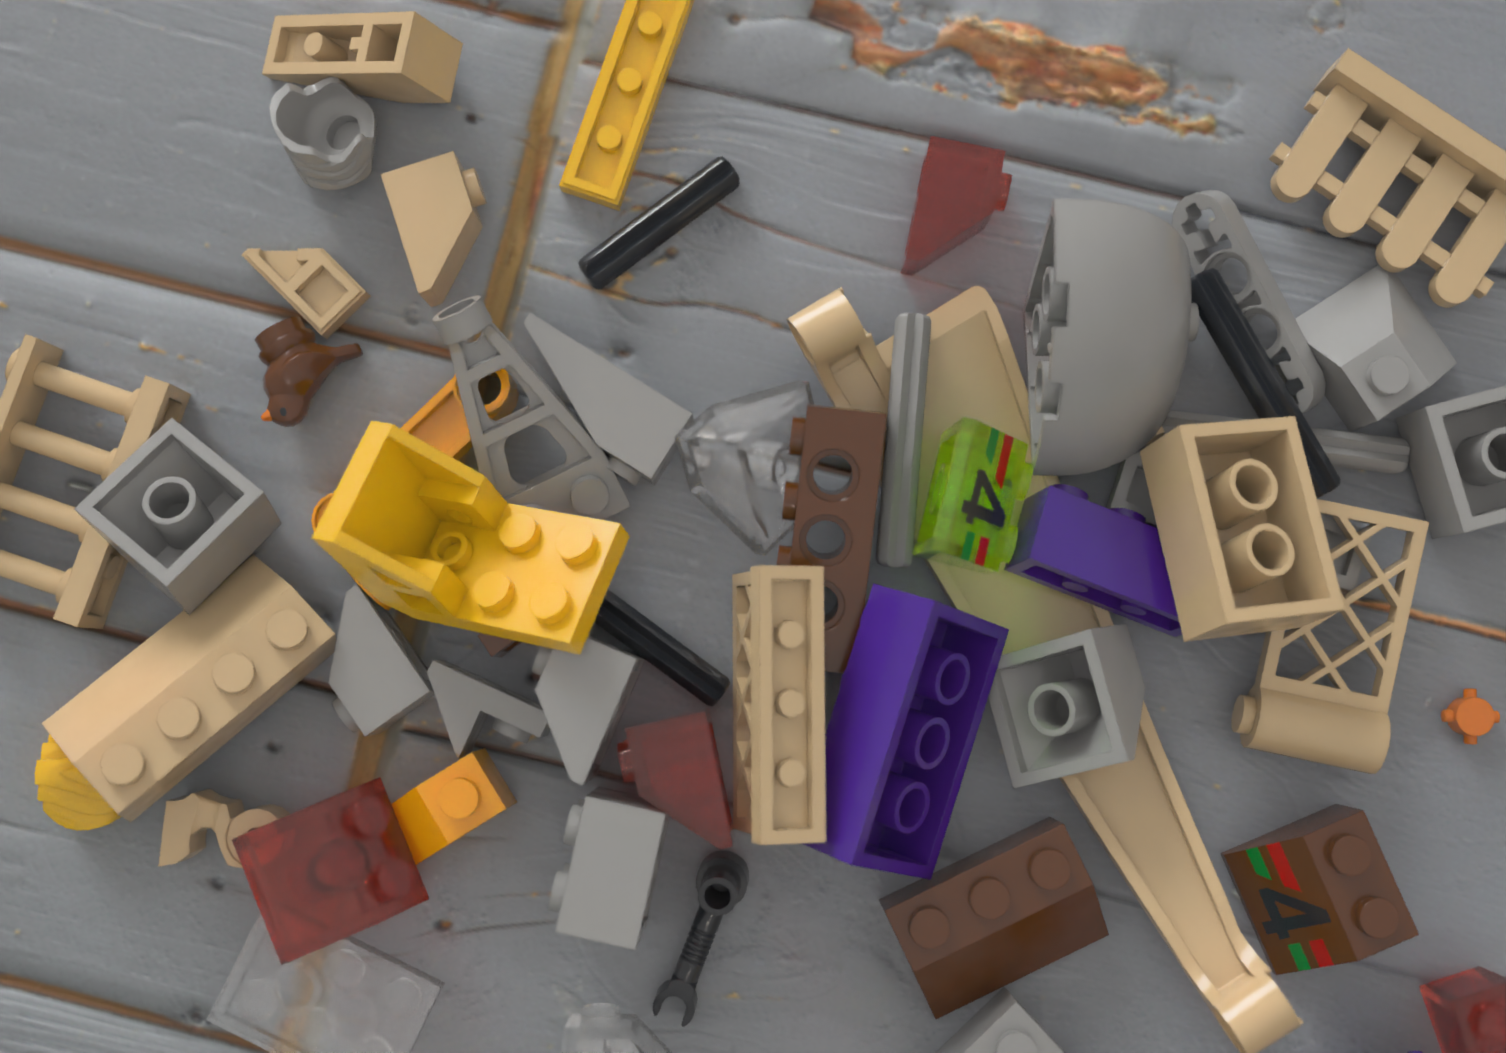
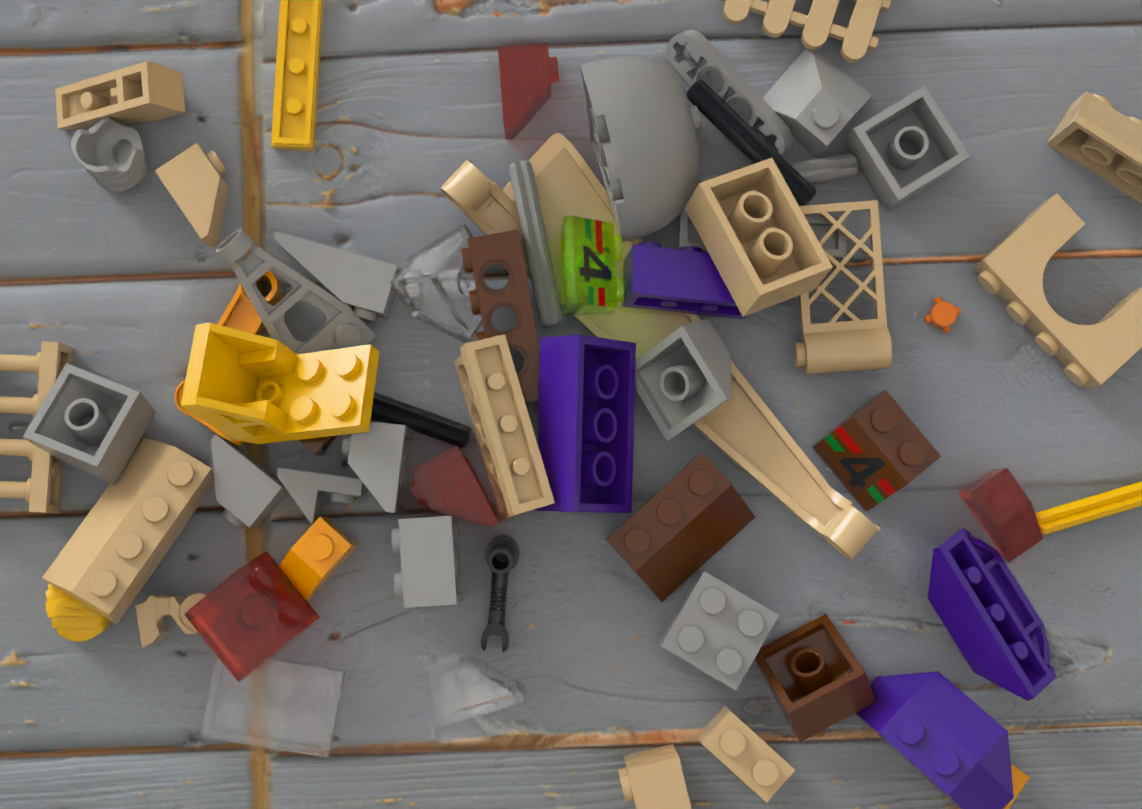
camera: 20 degrees left, 0 degrees up
(296, 368) = (136, 310): reddish brown animal -> none
(311, 285) = (129, 254): tan tile -> none
(659, 223) = (342, 151): black axle -> none

